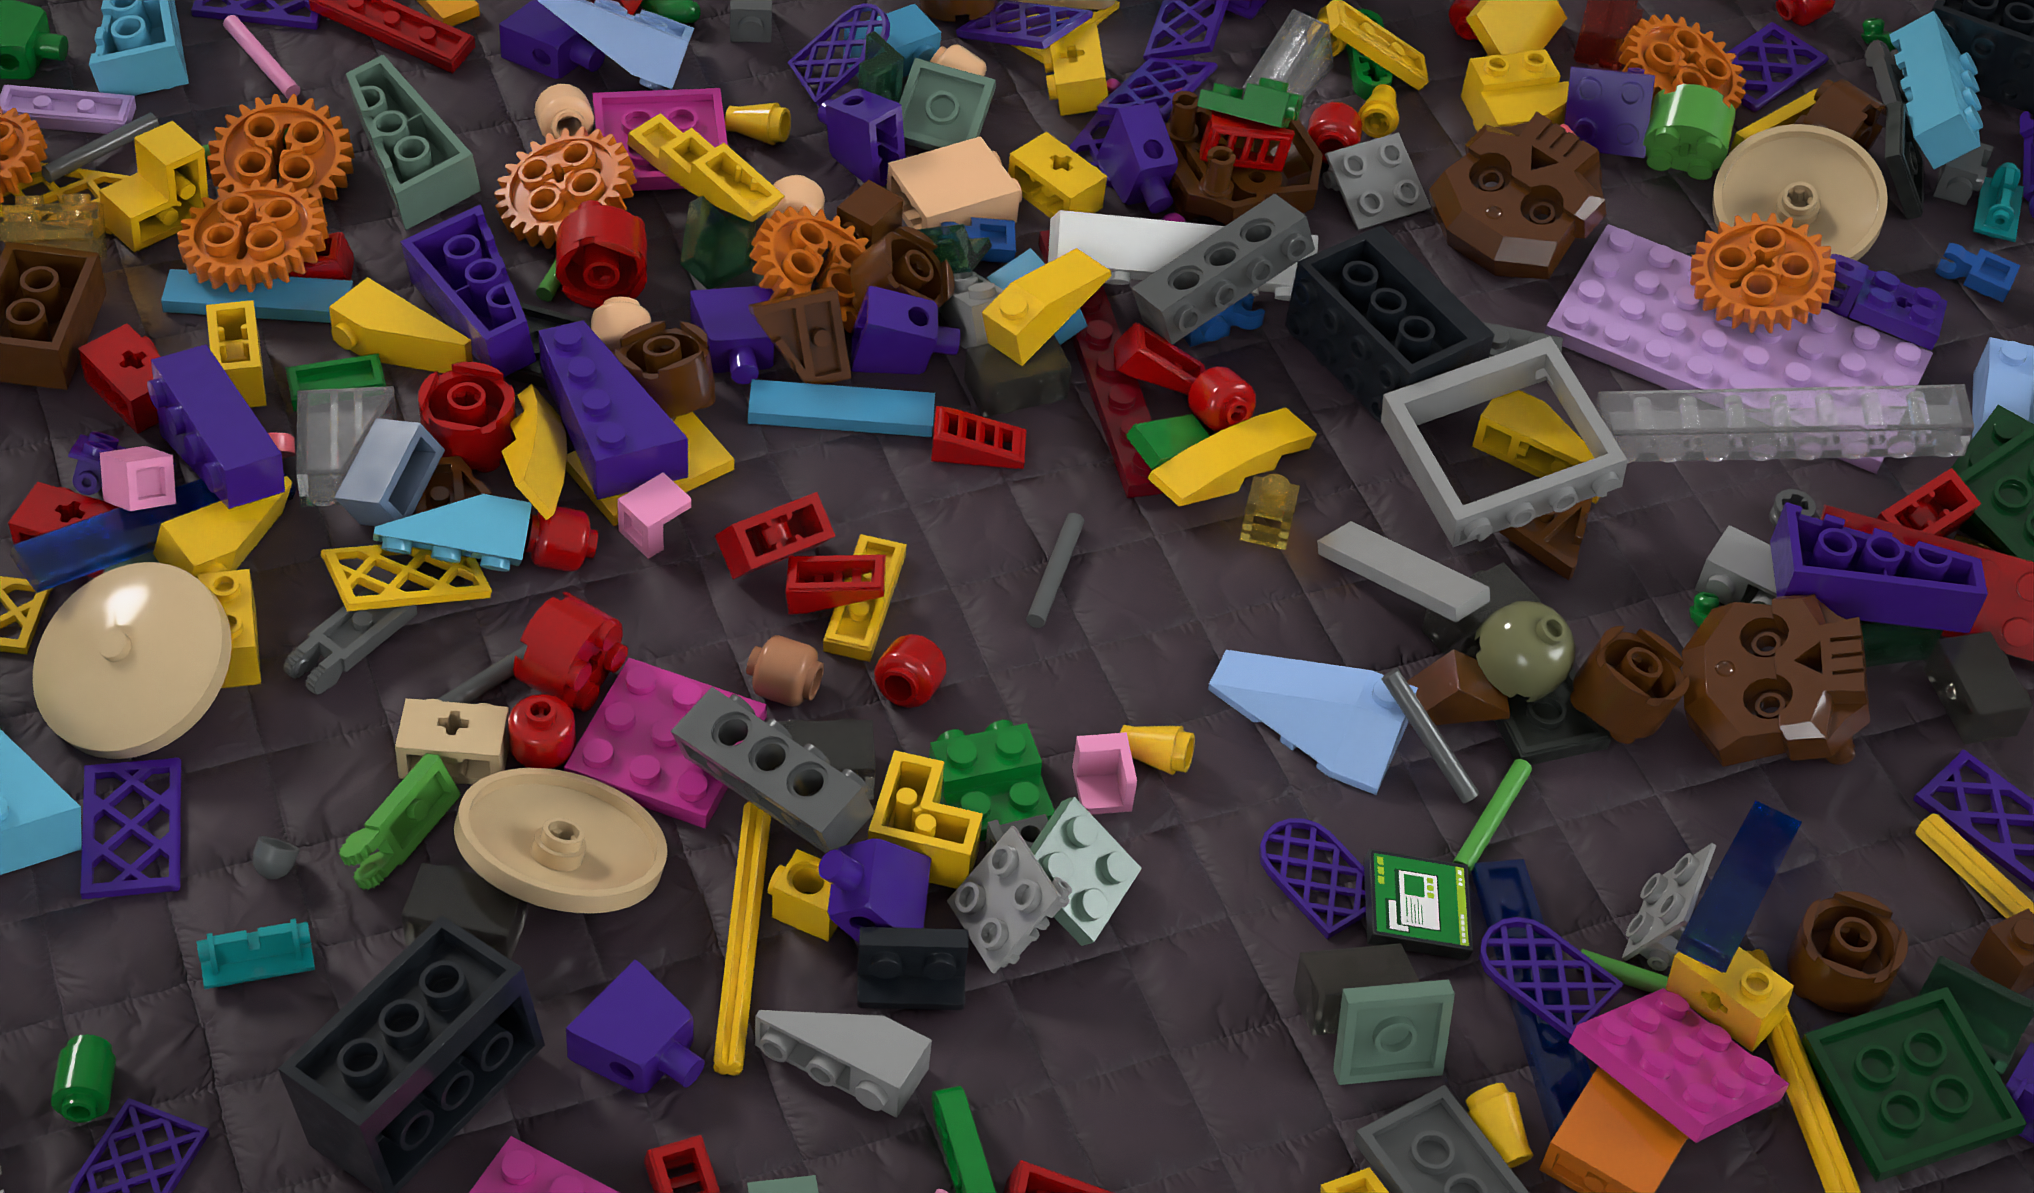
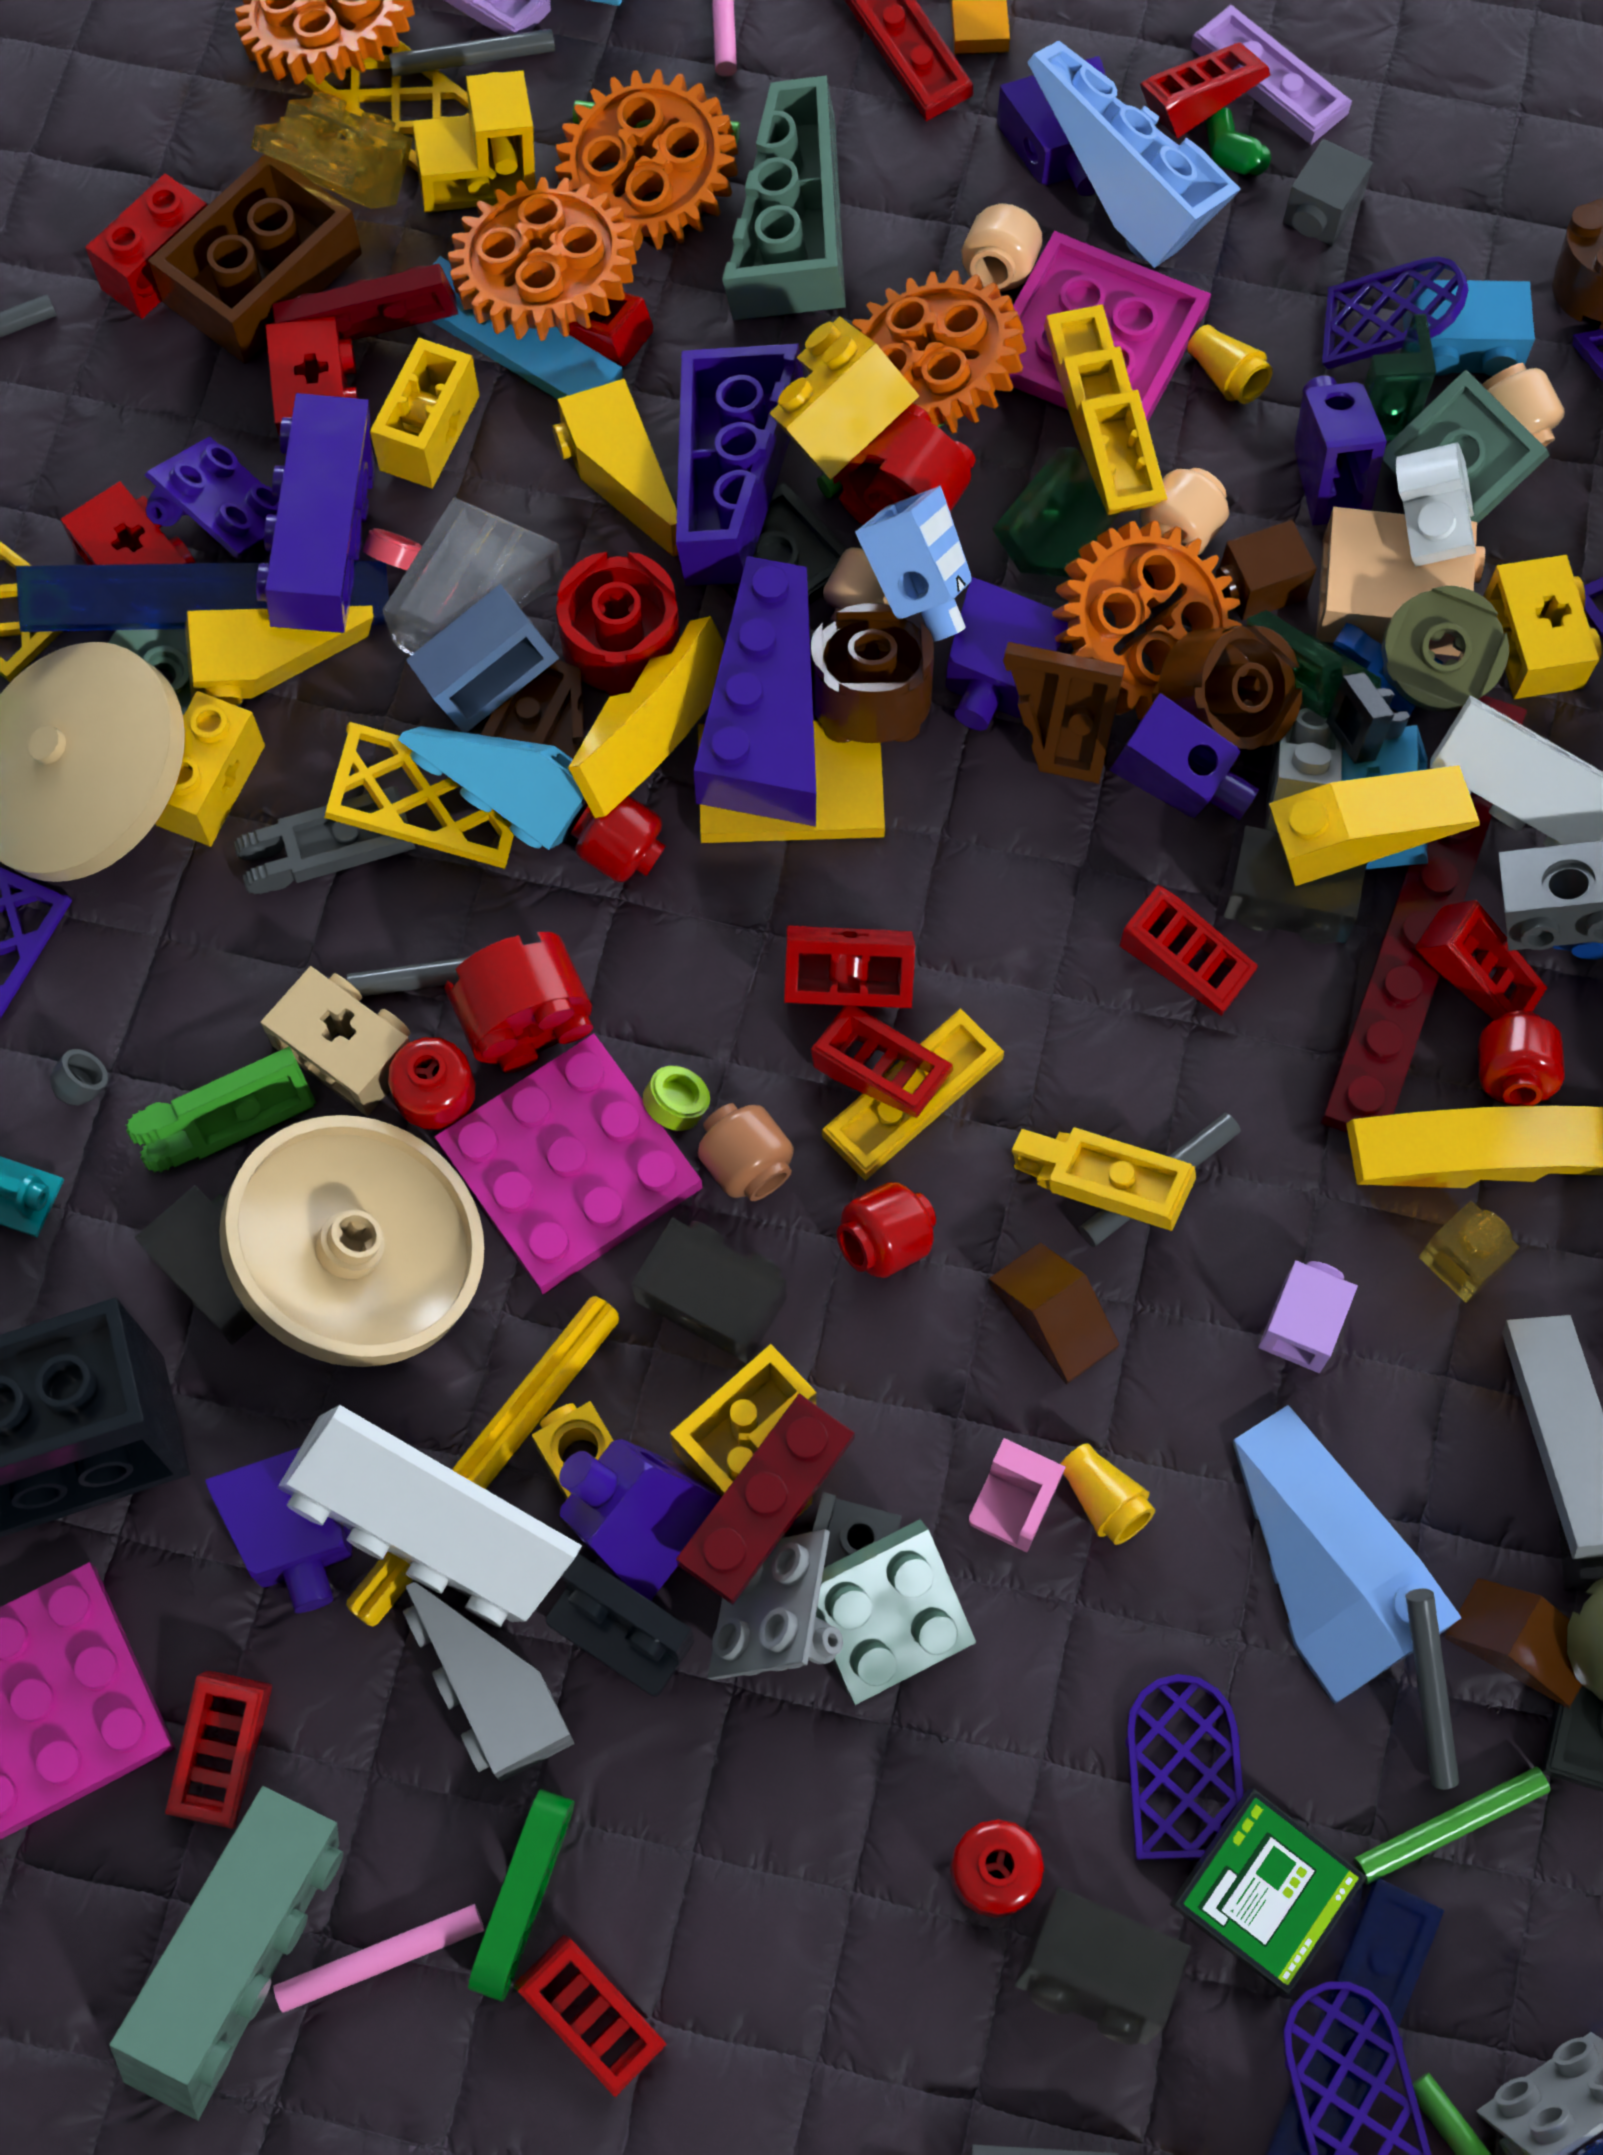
camera: 40 degrees right, 20 degrees up
(137, 478) = (201, 538): bright pink panel -> none
(153, 305) = (377, 304): none -> dark red plate
(335, 374) = (526, 494): green tile -> none
(537, 214) = (844, 399): none -> yellow brick
(643, 271) = (919, 560): none -> light blue torso
(647, 509) = (740, 853): bright pink panel -> none
(713, 667) = (676, 1098): none -> lime tile
(742, 950) = (426, 1517): none -> white slope
(823, 819) = (578, 1208): dark grey brick -> none
(841, 408) = (1059, 819): dark azure tile -> none
(952, 130) = (1436, 503): none -> white brick
(960, 831) = (765, 1498): none -> dark red plate
(993, 773) = (898, 1421): green plate -> none
(996, 255) = (1364, 718): none -> black tile
(1004, 225) = (1427, 617): none -> olive plate
(1023, 574) = (1107, 1174): none -> yellow hinge
(1049, 665) = (1056, 1310): none -> reddish brown slope
(1165, 438) = (1413, 1082): green tile -> none
(1203, 592) = (1308, 1315): none -> lavender brick
(1253, 973) = (971, 1873): none -> red head
(1393, 1031) = (1096, 2058): sand green plate -> none

